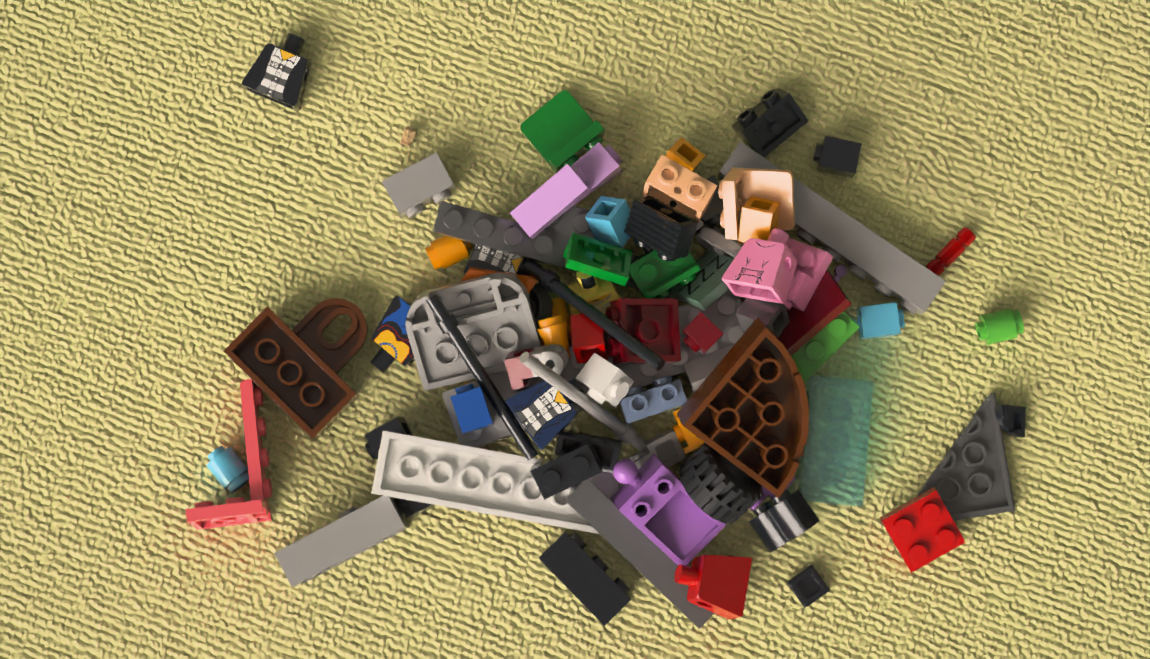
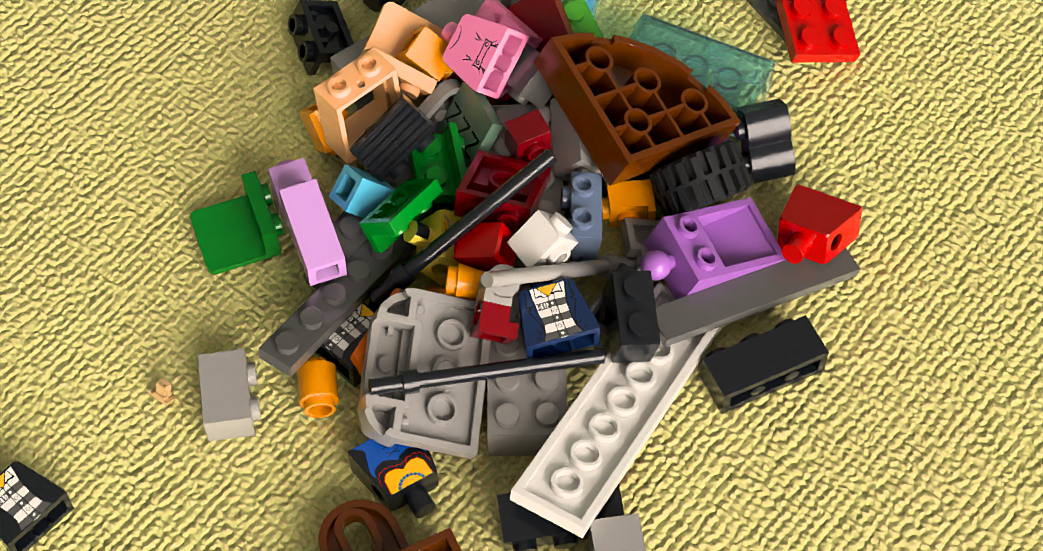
camera: 70 degrees left, 25 degrees down
(471, 408) = (521, 395): blue brick -> none
(808, 586) = (844, 154): black tile -> none

